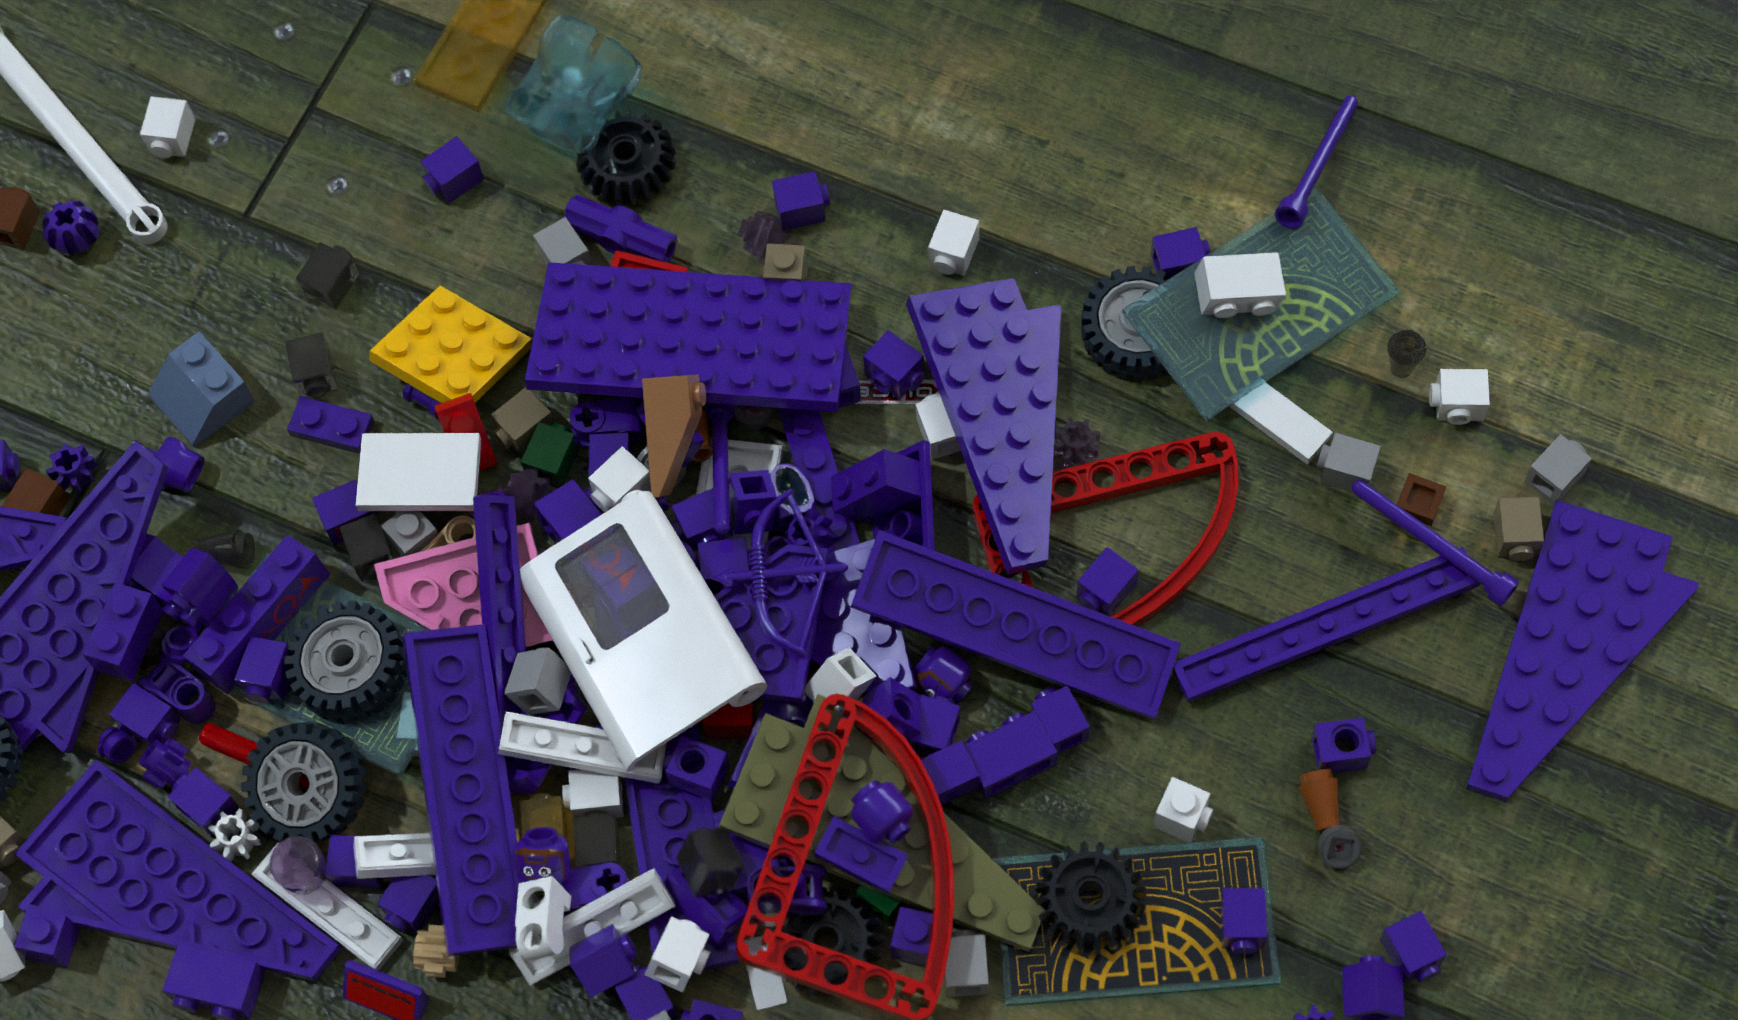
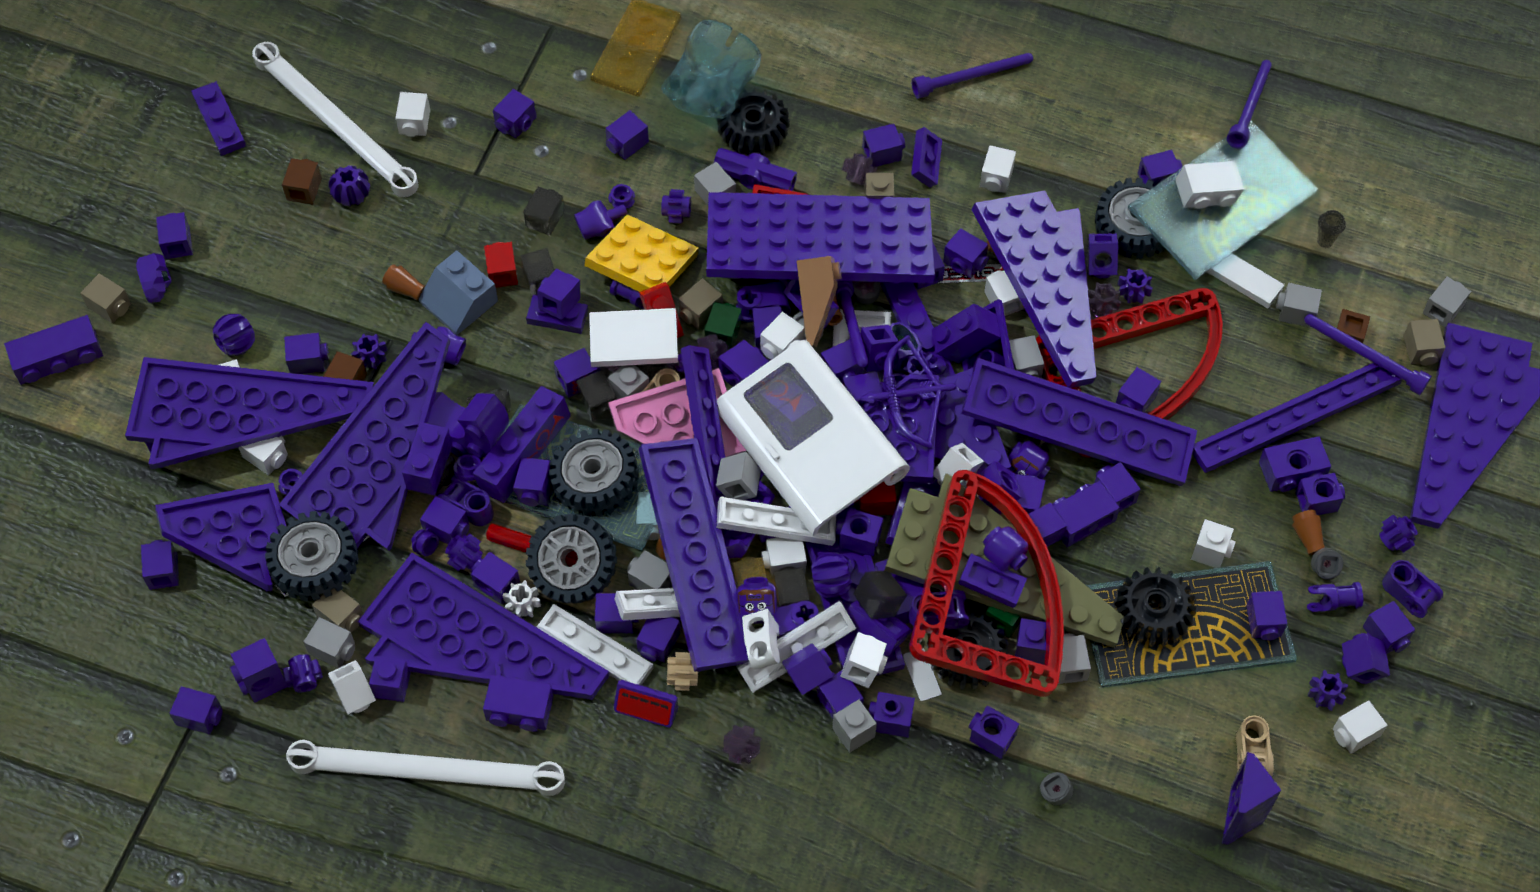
camera: 10 degrees left, 5 degrees down
(127, 369) = (402, 282): none -> dark orange cone
(261, 351) = (501, 264): none -> red brick
(298, 865) = (575, 615): clear purple head -> none
(303, 132) = (514, 114): none -> dark purple brick
(329, 400) = (558, 294): none -> dark purple brick
(398, 290) = (597, 220): none -> dark purple piece
(404, 807) = (648, 572): none -> light grey brick
(435, 251) = (621, 191): none -> dark purple plate
(506, 277) = (676, 206): none -> dark purple gear
(648, 829) = (831, 575): none -> dark purple piece
(858, 220) = (926, 157): none -> dark purple plate
(868, 114) = (924, 85): none -> dark purple piece
(956, 525) = (1027, 356): none -> light grey brick
(1086, 364) = (1103, 244): none -> dark purple brick
(1131, 420) = (1135, 286): none -> dark purple gear
(1330, 684) = (1306, 453): none -> dark purple brick
(1344, 896) = (1336, 597): none -> dark purple piece
(1444, 809) = (1398, 533): none -> dark purple gear
(1455, 893) = (1413, 589): none -> dark purple piece
(1460, 395) = (1371, 255): white brick -> none

